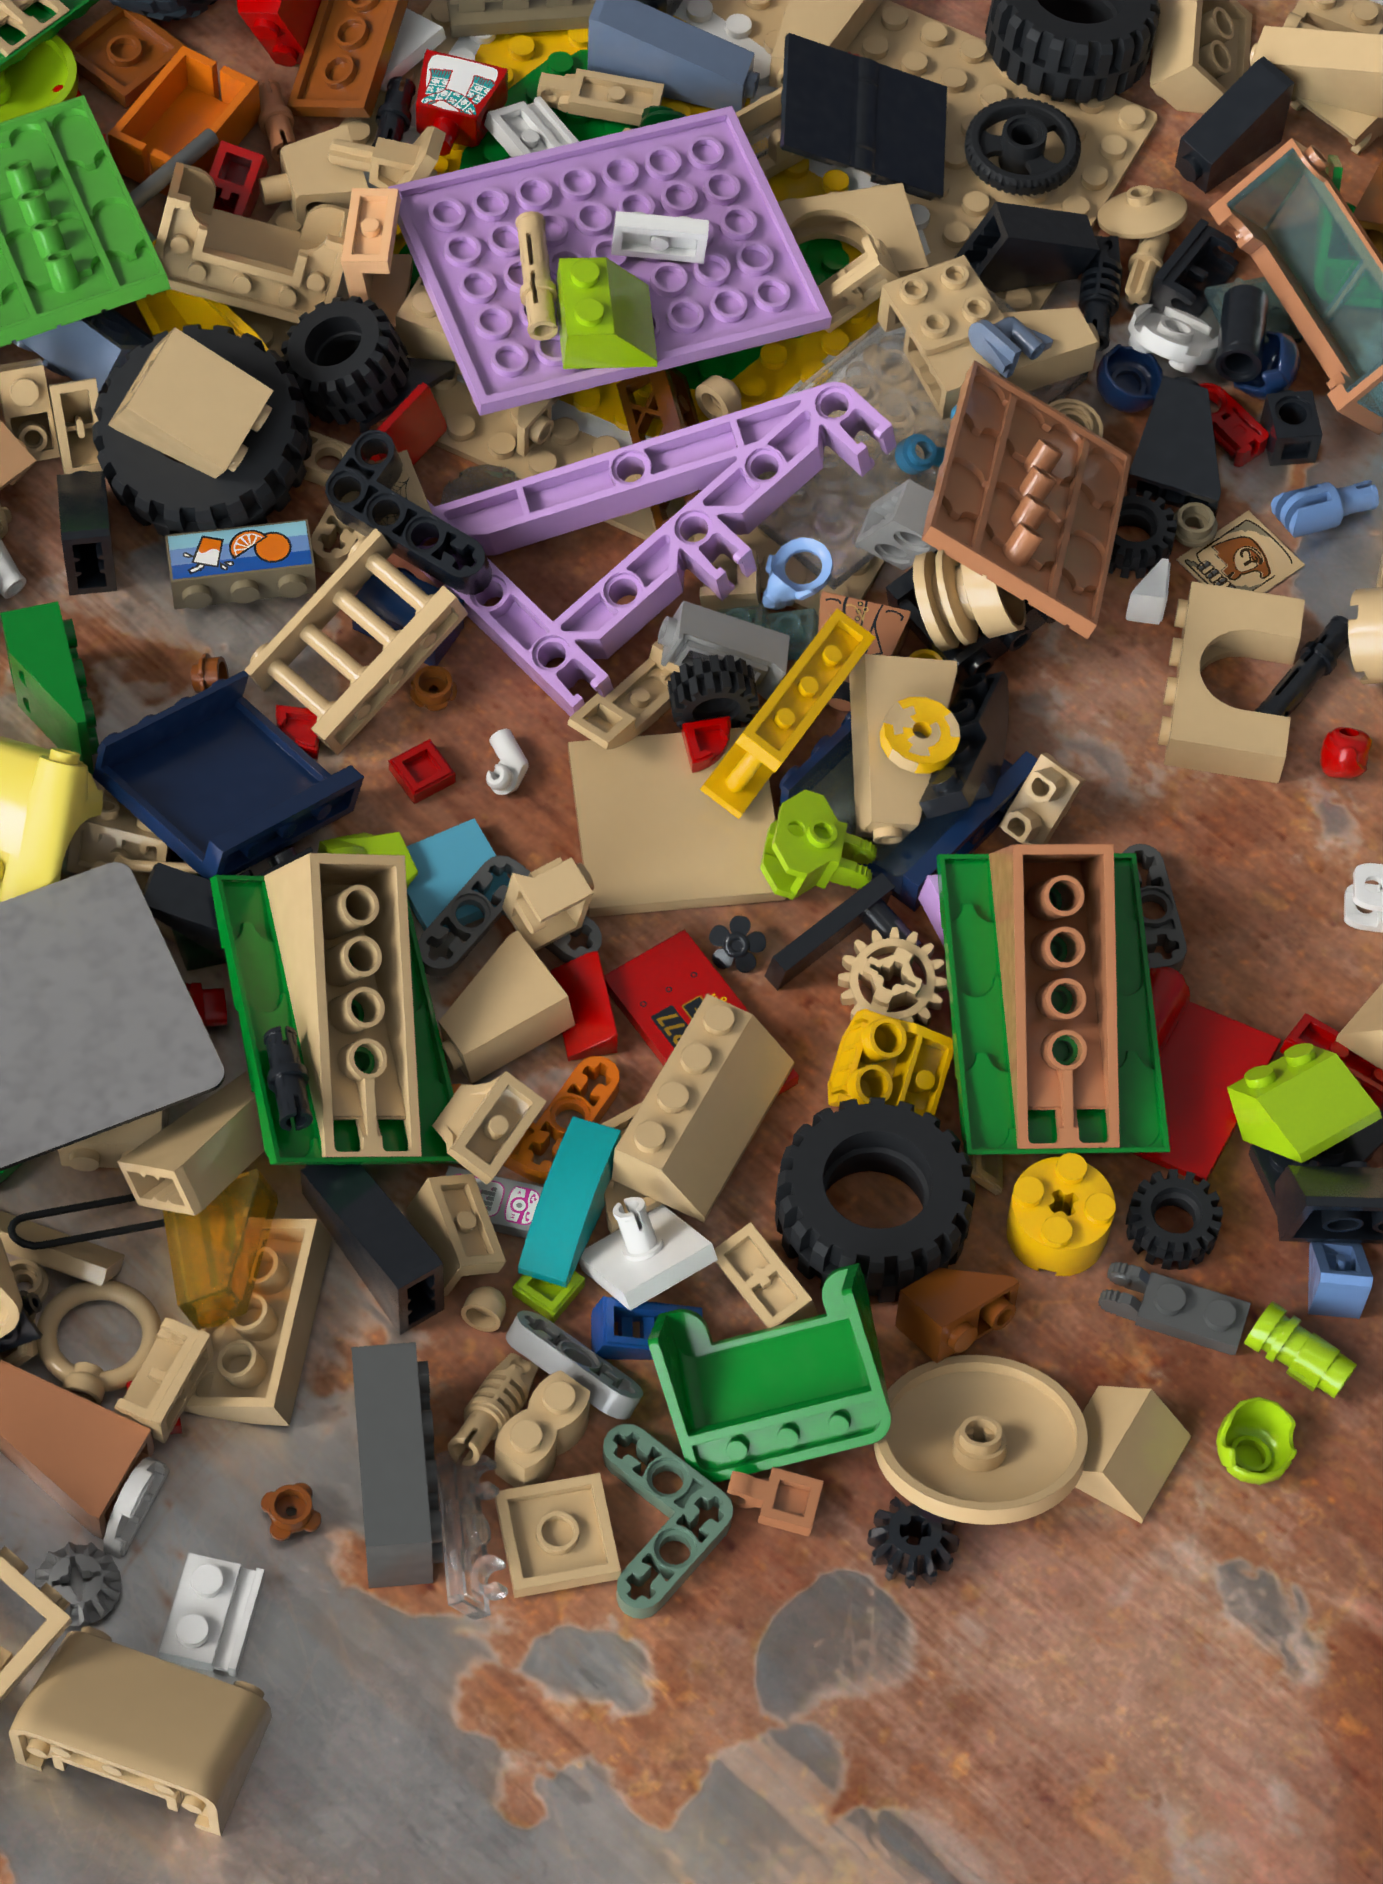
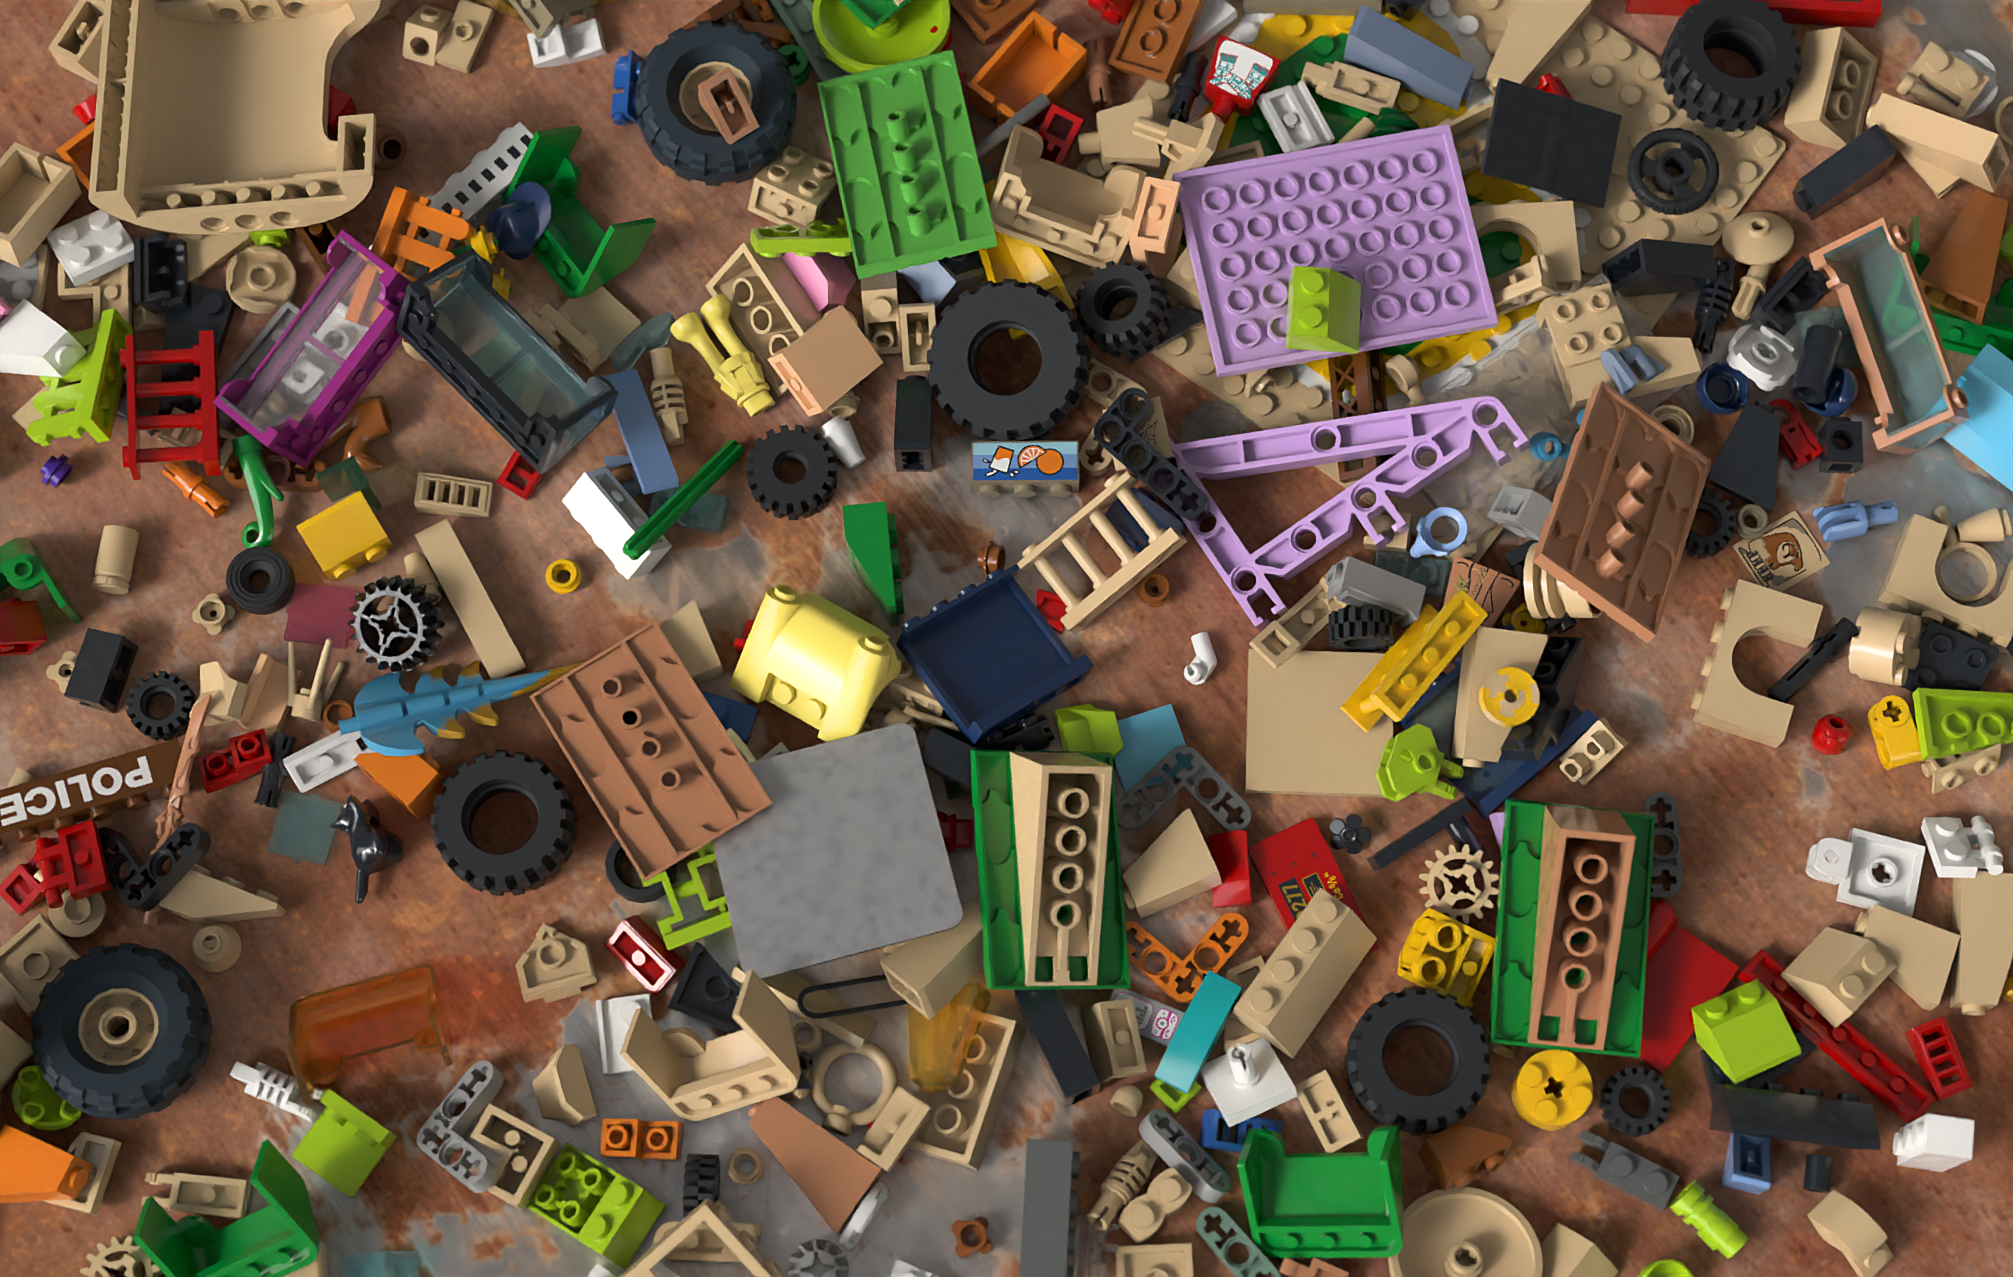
camera: 15 degrees right, 15 degrees up
(193, 405) = (1002, 355): tan slope -> none
(288, 1078) = (1007, 925): black pin -> none
(414, 424) = (1164, 370): red slope -> none
(422, 771) = (1137, 656): red tile -> none
(487, 1123) = (1146, 964): tan slope -> none
(538, 290) = (1276, 282): tan pin -> none
(549, 901) = (1215, 797): tan window -> none
(660, 237) = (1387, 246): white plate -> none
(706, 741) = (1350, 664): red tile -> none
(1150, 596) = (1708, 581): white slope -> none

